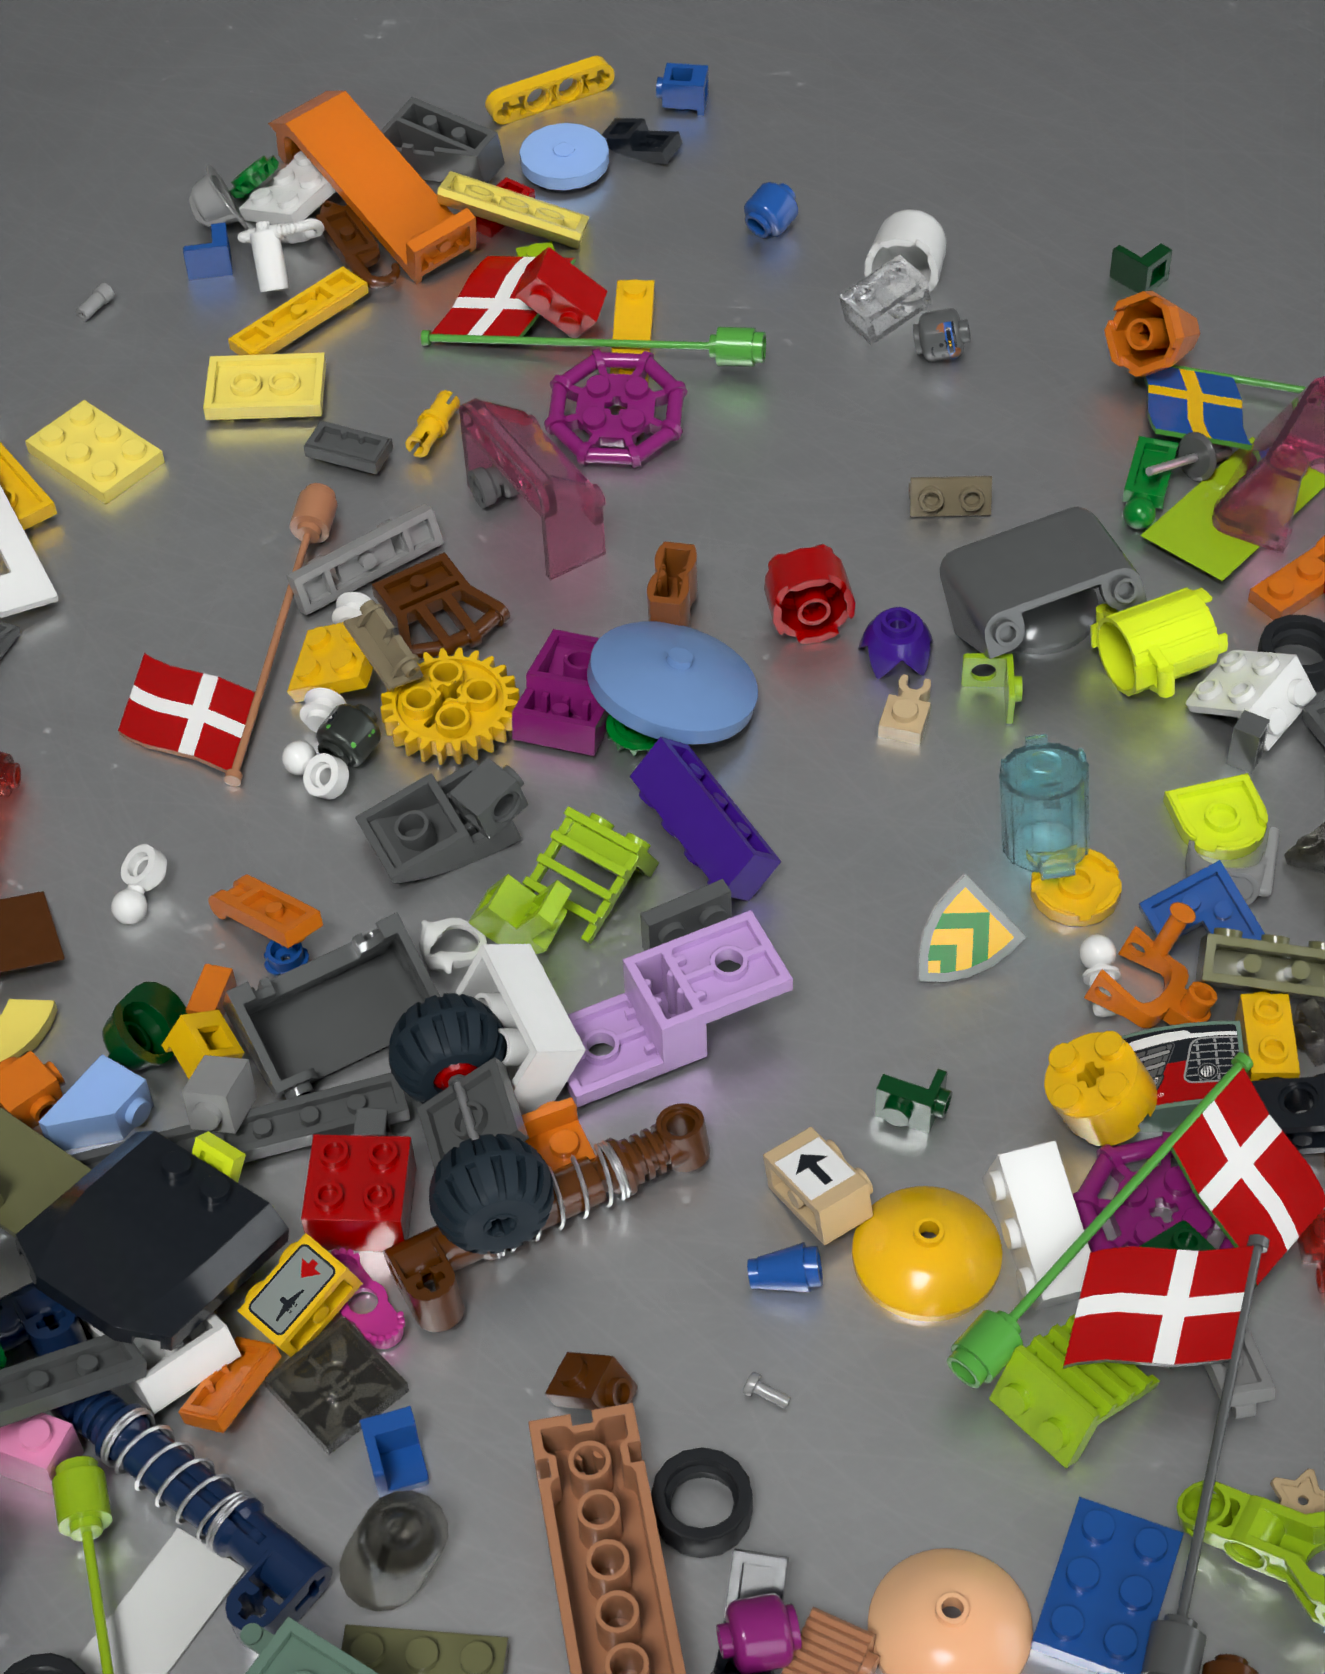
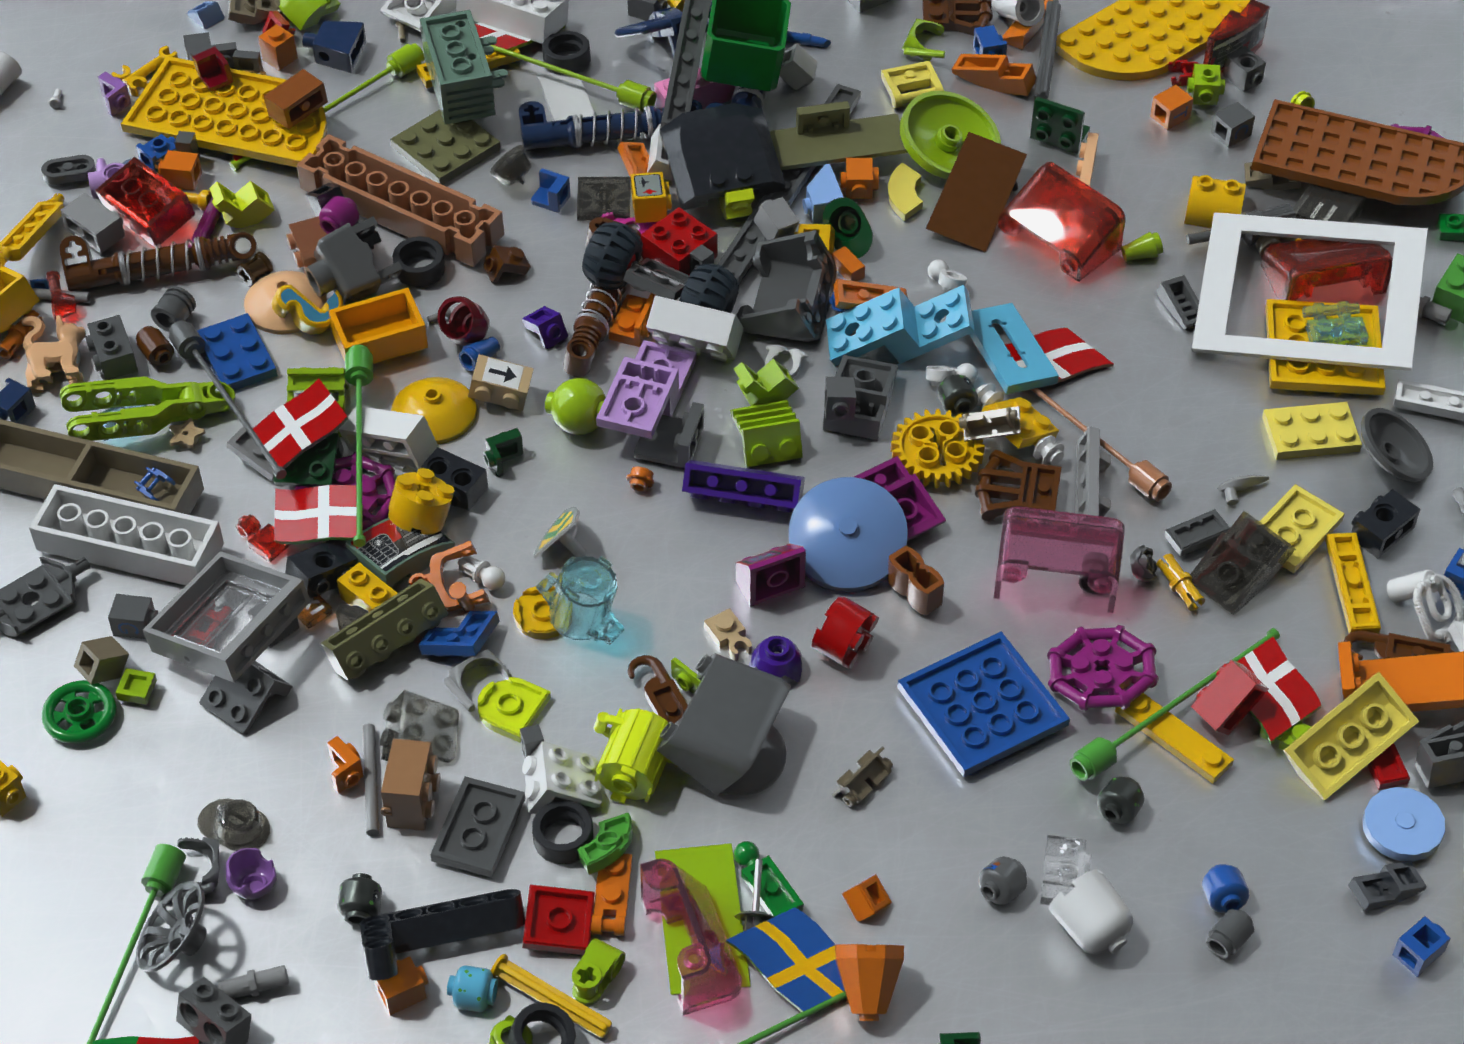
camera: 130 degrees right, 0 degrees up
(74, 362) = (1396, 445): none -> dark grey dish
(190, 327) = (1385, 522): none -> black brick
(205, 792) = (997, 356): none -> medium azure piece
(242, 459) = (1239, 483): none -> light grey bar
(293, 842) = (900, 325): none -> medium azure bracket
(361, 387) = (1241, 563): none -> clear smoke slope
(442, 455) = (1142, 564): none -> dark grey plate
(658, 1237) = (548, 326): none -> dark purple bracket
(757, 468) = (983, 703): none -> blue plate
(759, 310) = (1120, 800): none -> pearl dark grey head
(766, 1307) = (466, 323): none -> dark red helmet
(770, 1059) = (575, 405): none -> lime brick
(794, 936) = (640, 478): none -> orange plate
(798, 705) = (771, 573): none -> magenta slope
(813, 187) = (1230, 933): none -> dark grey brick
(836, 1541) = (347, 264): none -> dark grey piece
(889, 1407) = (384, 324): none -> light orange piece
(958, 1523) = (304, 312): none -> yellow animal
(1007, 1113) = (464, 476): none -> black brick
(1057, 683) = (660, 690): none -> reddish brown plate
(1070, 412) = (867, 898): none -> orange slope
(1259, 605) = (609, 844): none -> bright green tile

